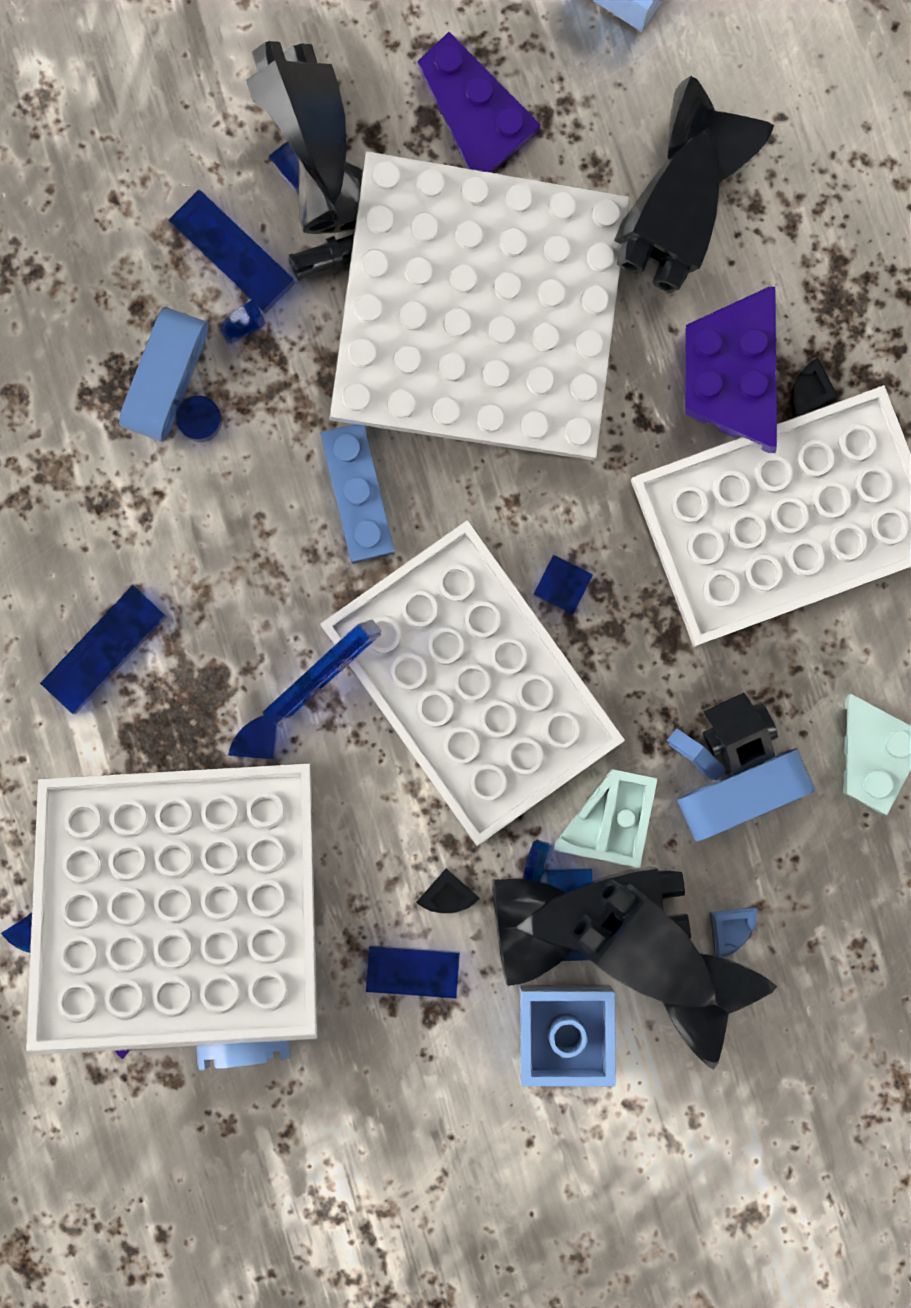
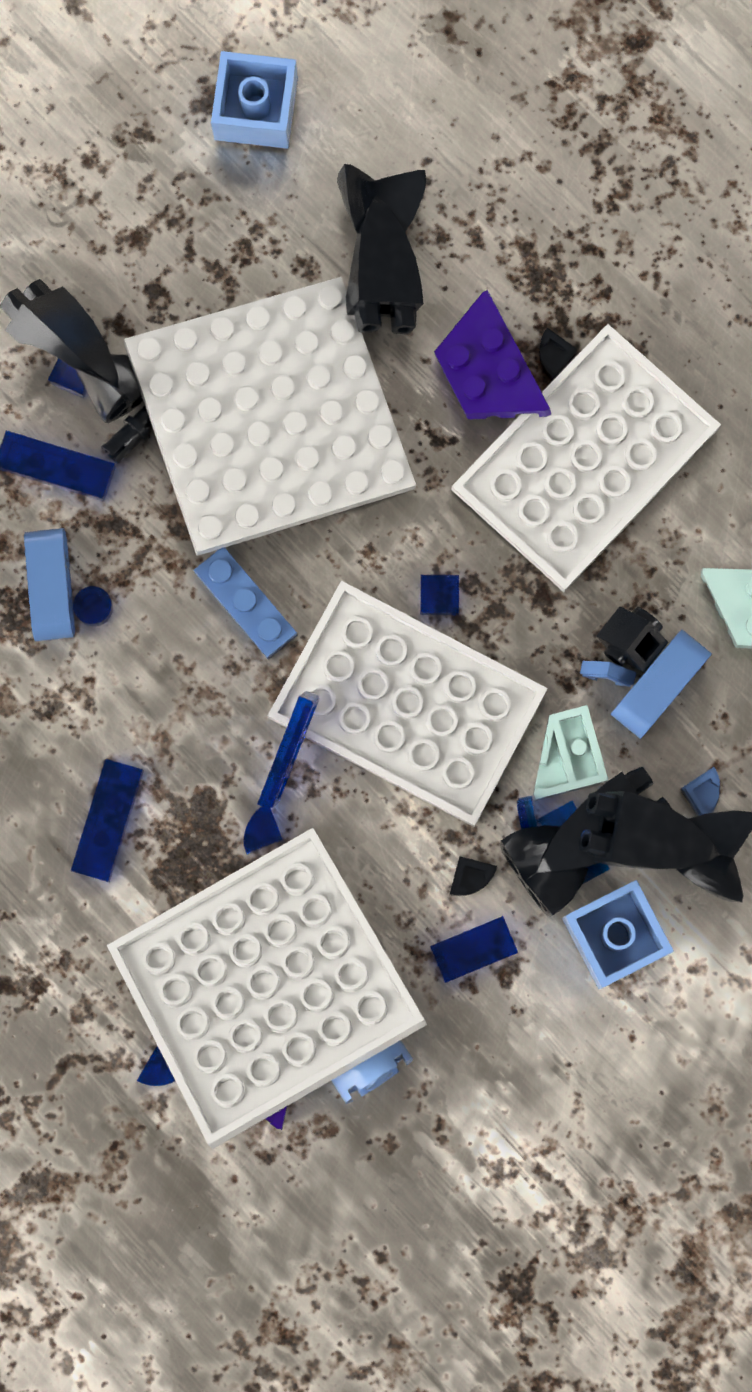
camera: 25 degrees left, 5 degrees down
(242, 322) = (91, 515): clear blue tile -> none
(478, 110) = (190, 266): dark purple wing -> none

